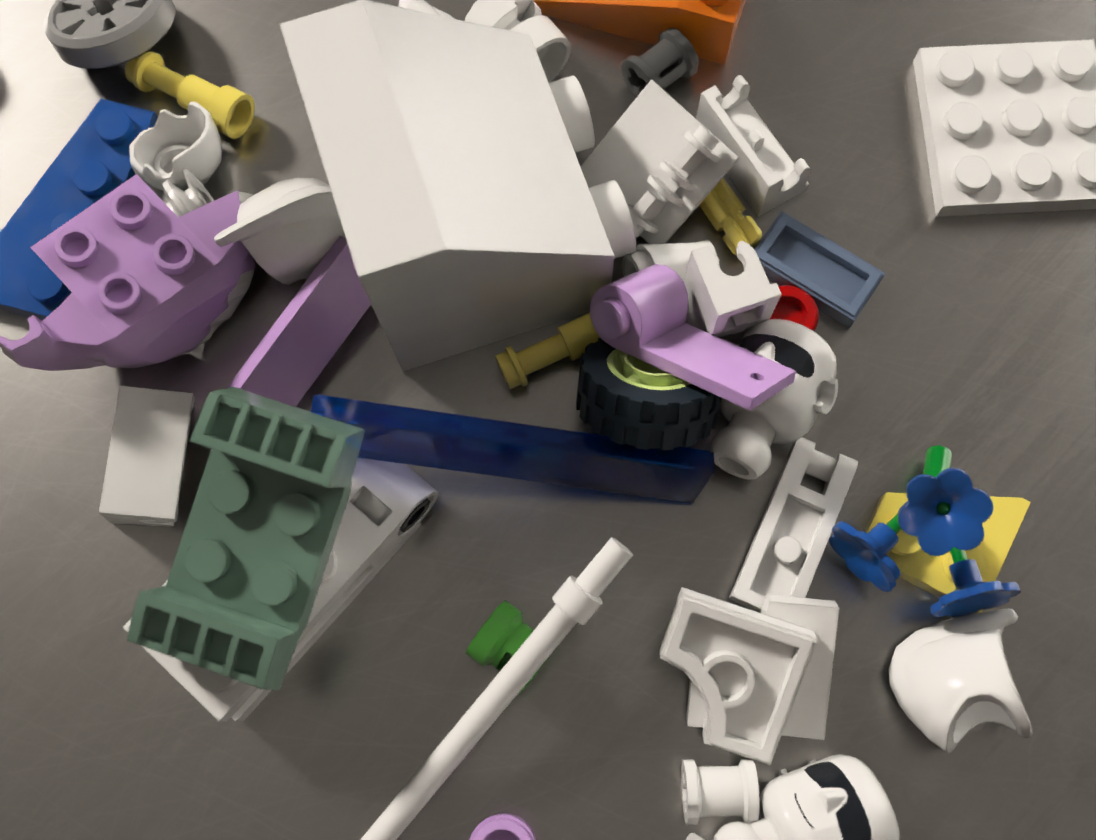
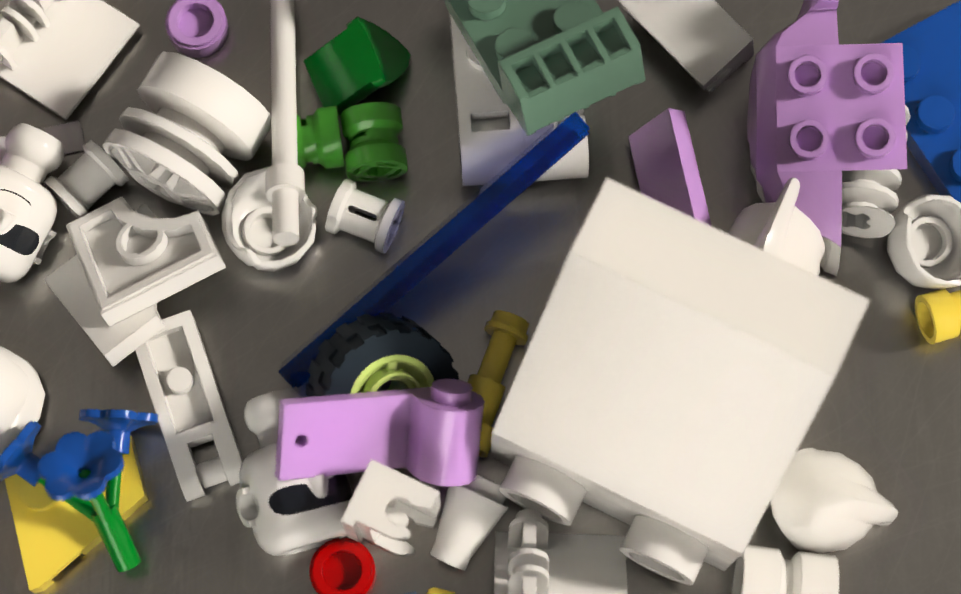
camera: 130 degrees right, 0 degrees up
(416, 673) = (356, 64): none -> green tile
(466, 595) = (374, 142): none -> bright green wheel
(530, 544) = (342, 216): none -> white bush
(611, 735) = (193, 126): none -> white wheel
(622, 620) = (249, 225): none -> white hair

